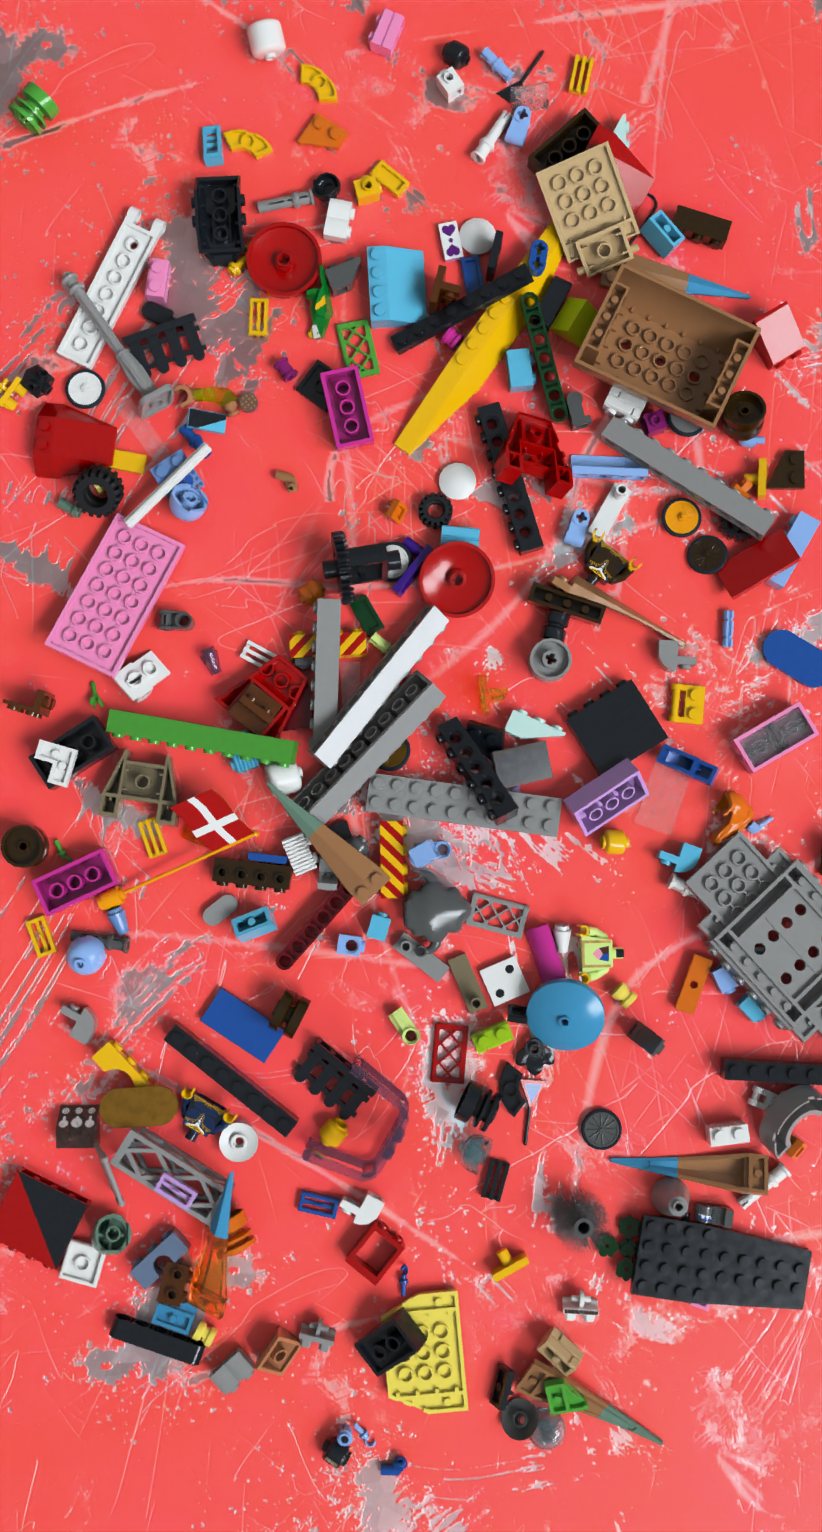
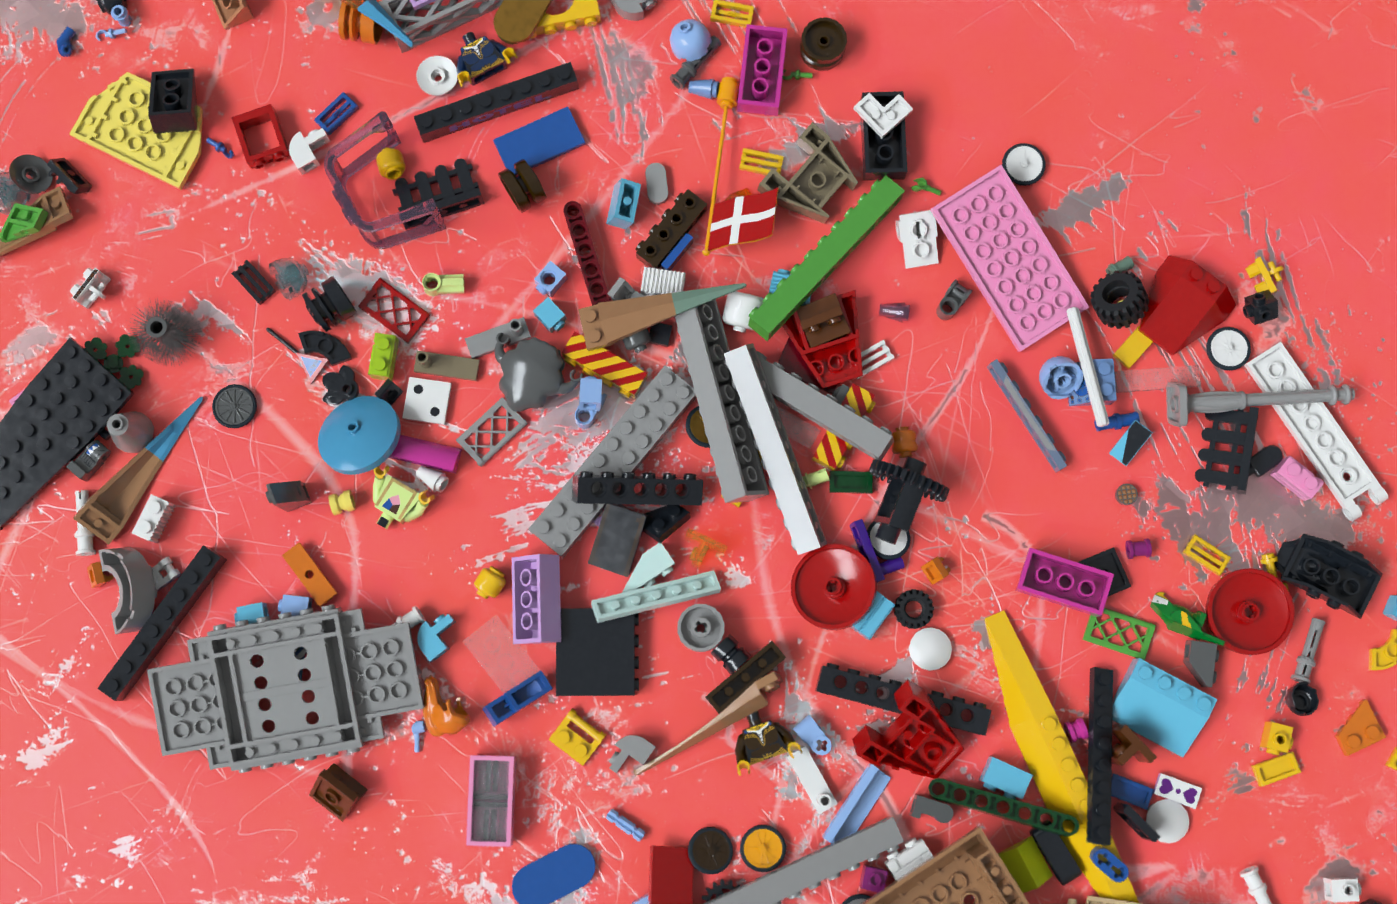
camera: 120 degrees right, 5 degrees down
(29, 630) = (1024, 164): none -> white wheel
(42, 705) = (944, 132): reddish brown bracket -> none
(220, 395) = (1148, 470): piece -> none
(228, 518) = (1031, 422): none -> sand blue plate
(289, 480) = (1027, 488): medium nougat arm -> none
(317, 1333) = (223, 44): light grey hips -> none
(338, 220) = (1260, 690): white brick -> none
(509, 1264) = (170, 247): yellow tile -> none
(548, 708) = (655, 596): none -> light aqua plate
(560, 1351) = (64, 245): tan brick -> none

